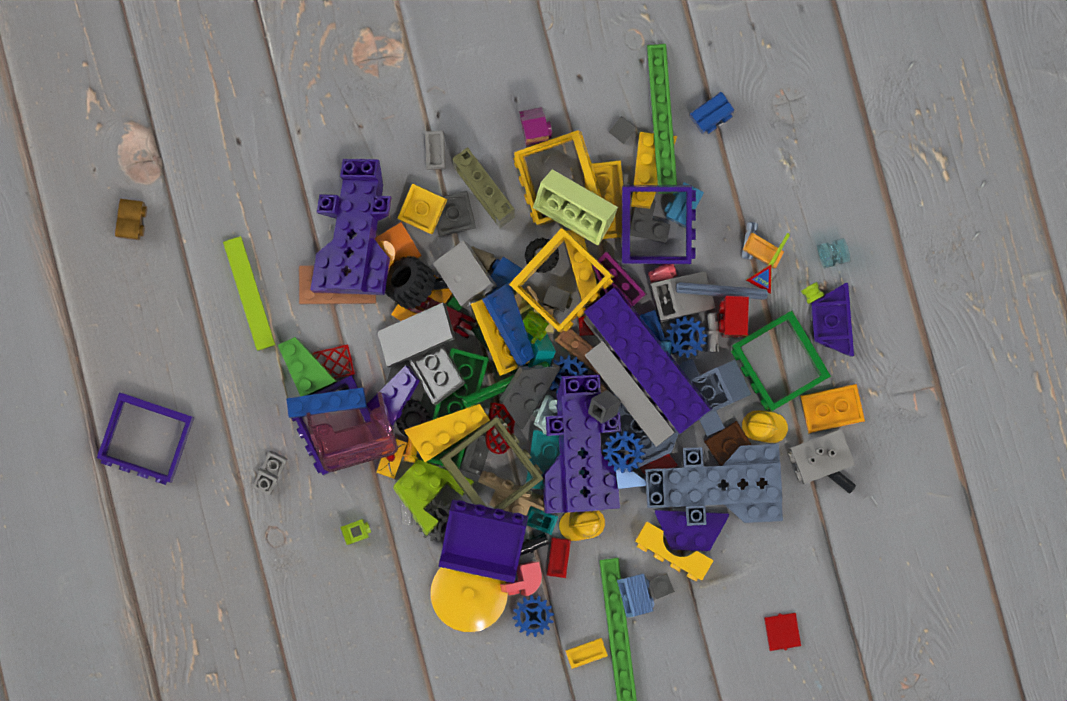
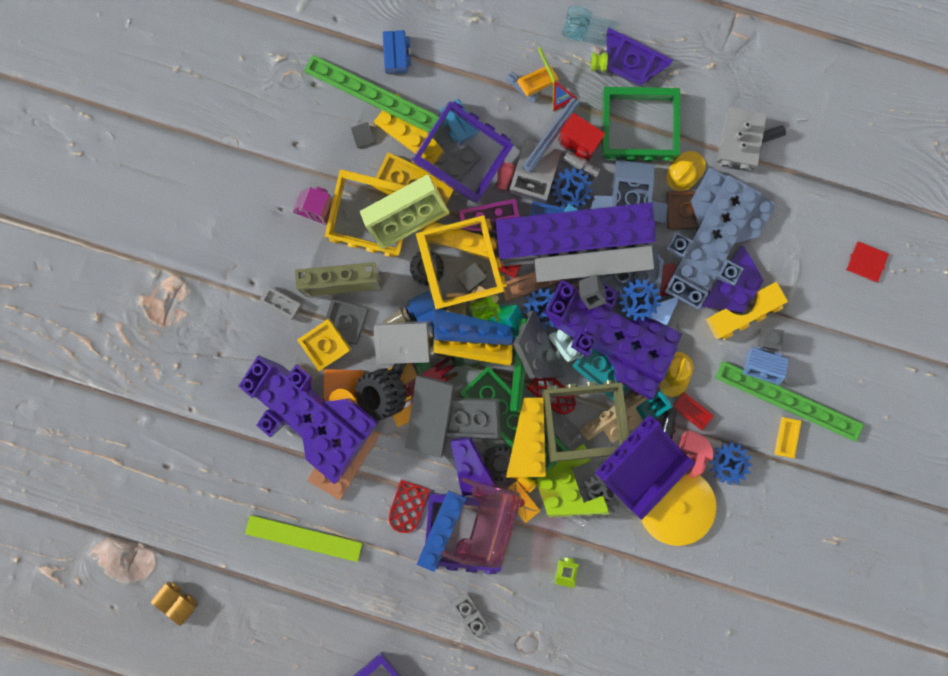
camera: 60 degrees left, 0 degrees up
(305, 368) = (399, 529): bright green wedge -> none
(832, 408) = (705, 106): light orange tile -> none

